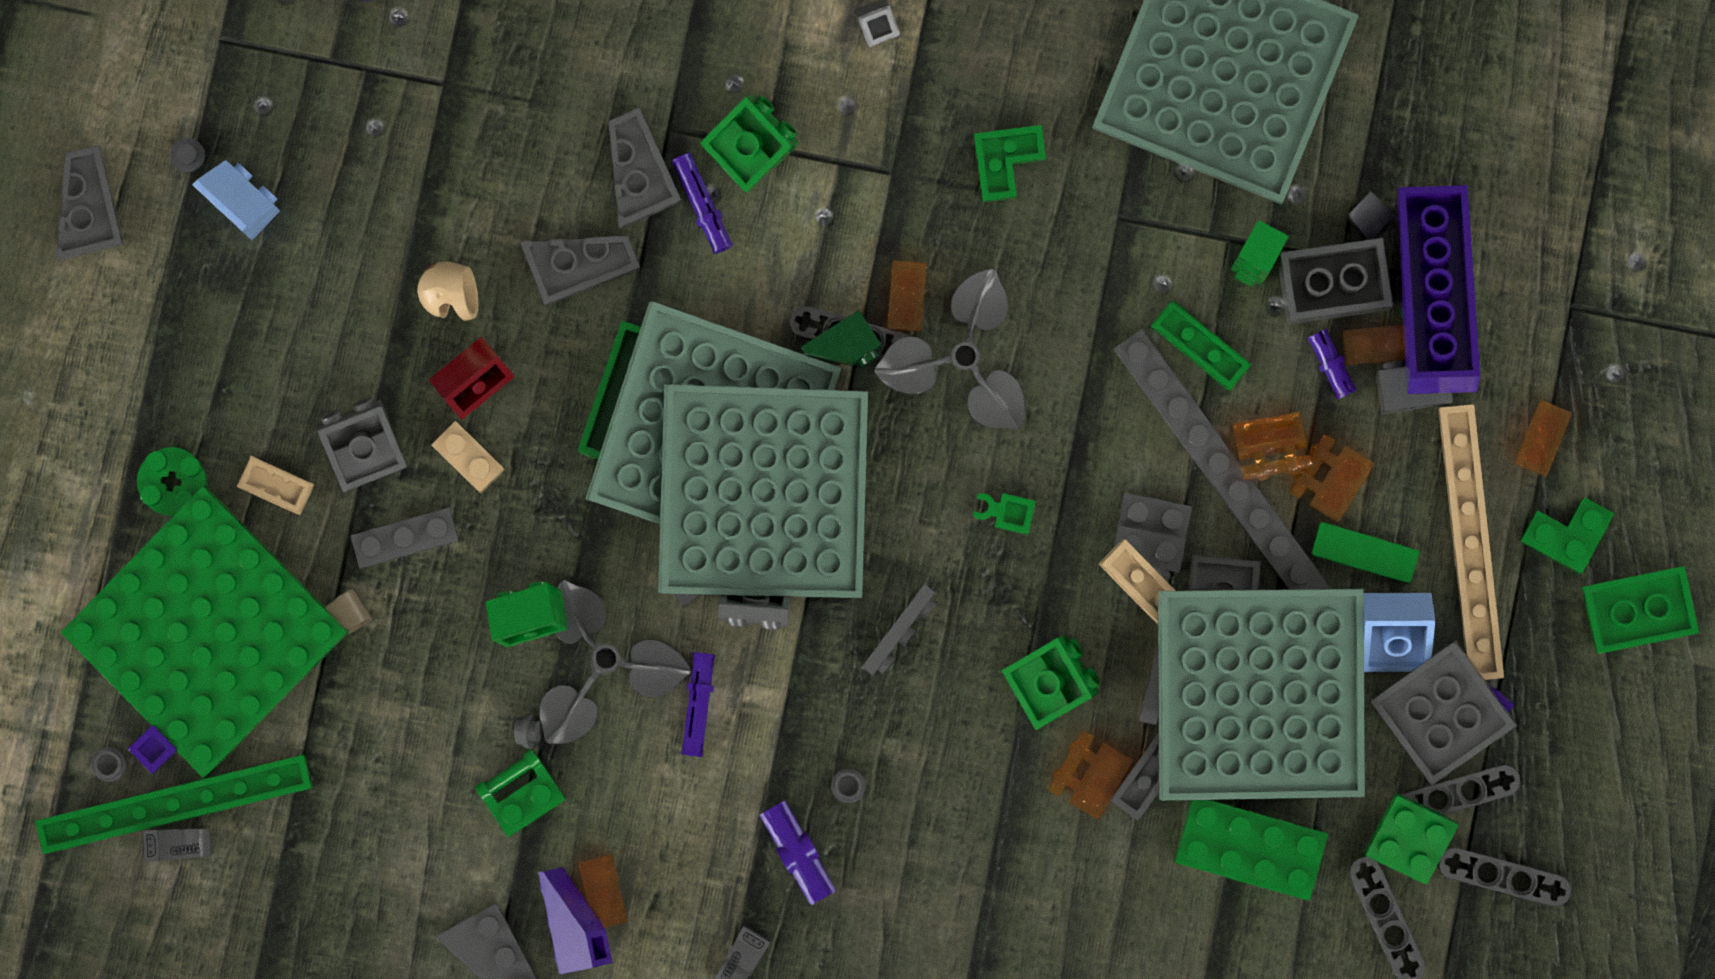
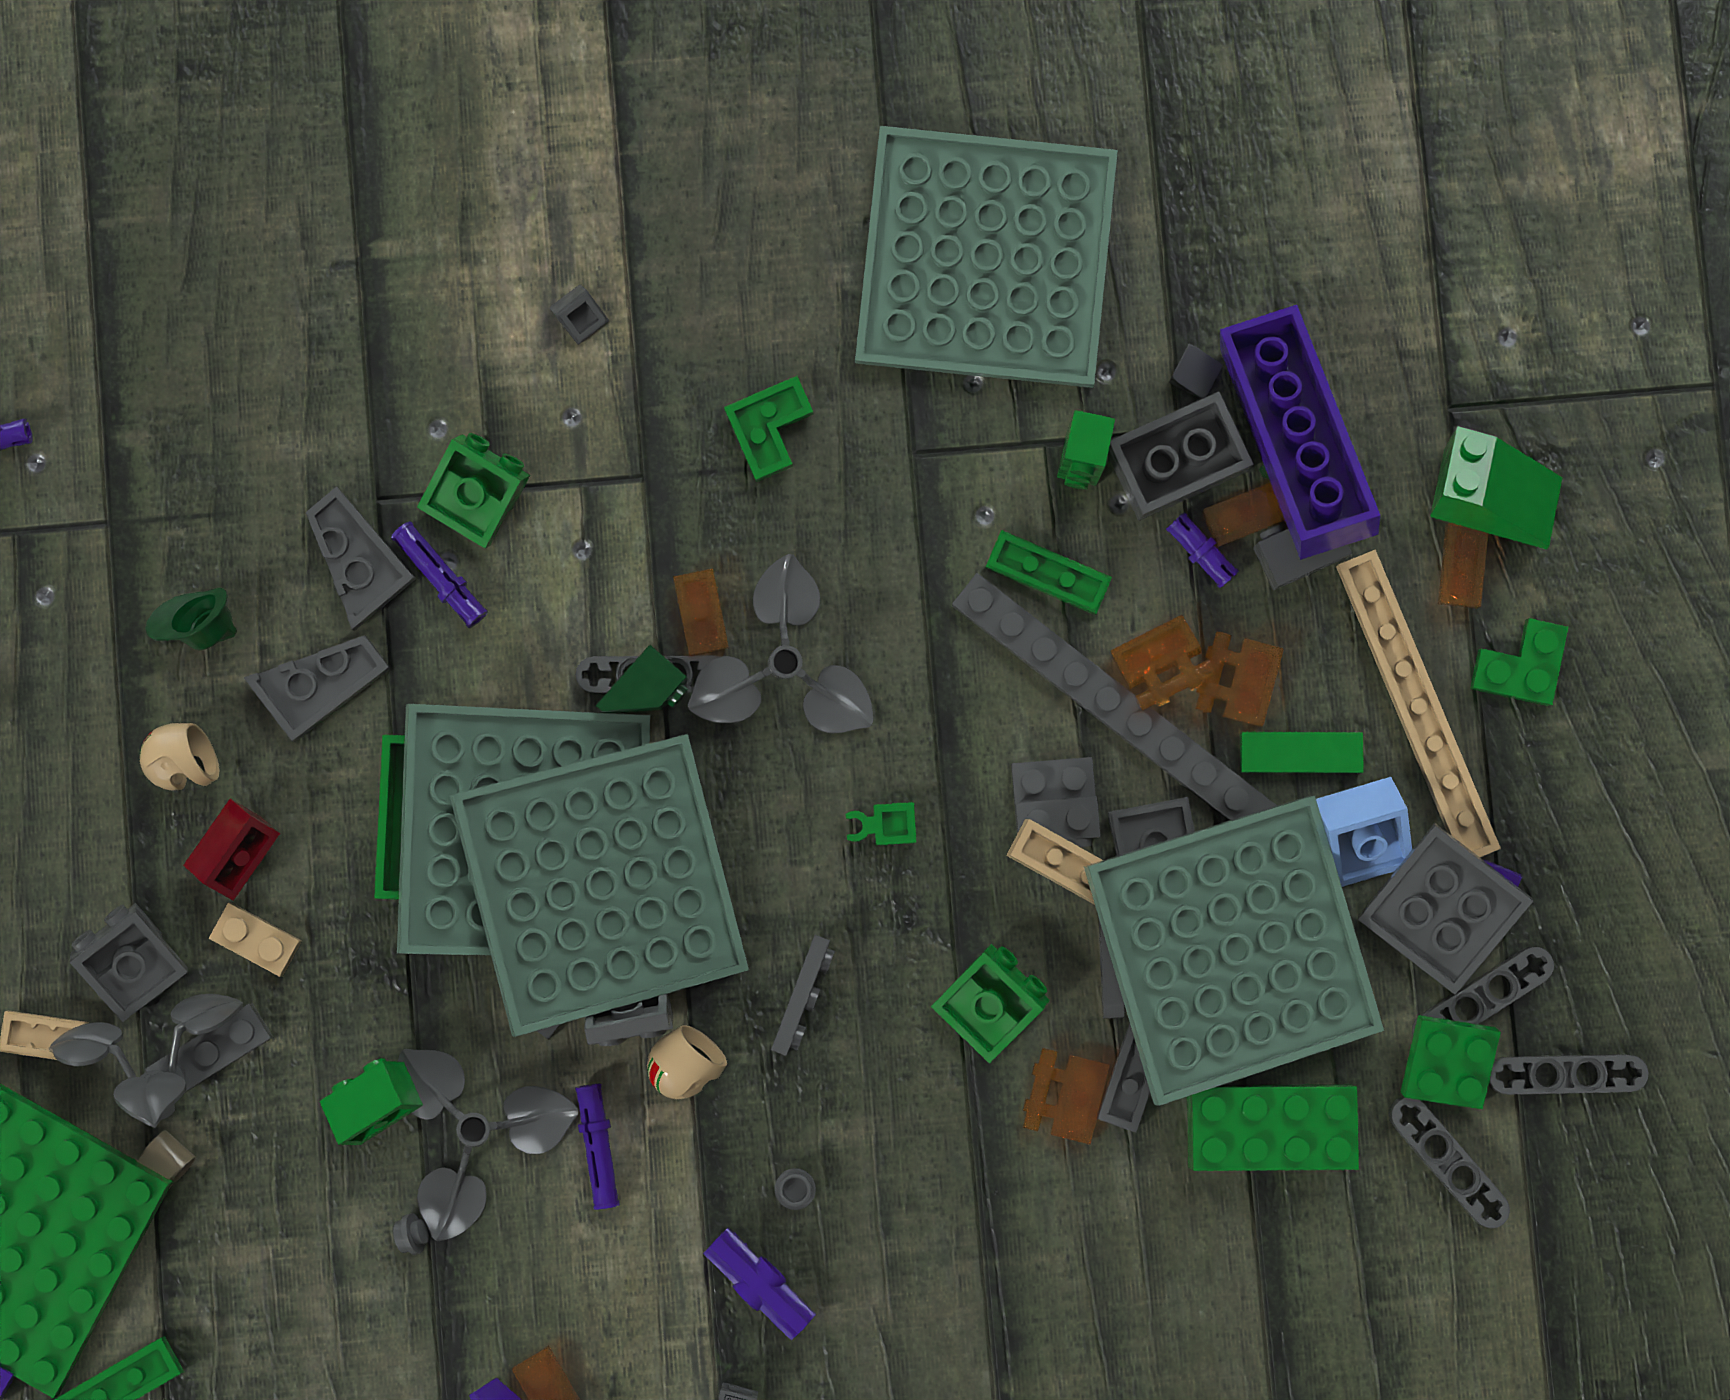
camera: 20 degrees left, 0 degrees up
(357, 554) = (154, 1092): none -> dark grey plant
(493, 181) = (193, 618): none -> dark green piece
(527, 802) = (434, 1315): green plate -> none
(788, 657) = (678, 1068): none -> tan helmet
(1588, 384) = (1496, 489): none -> green slope
(1640, 610) = (1630, 727): green plate -> none

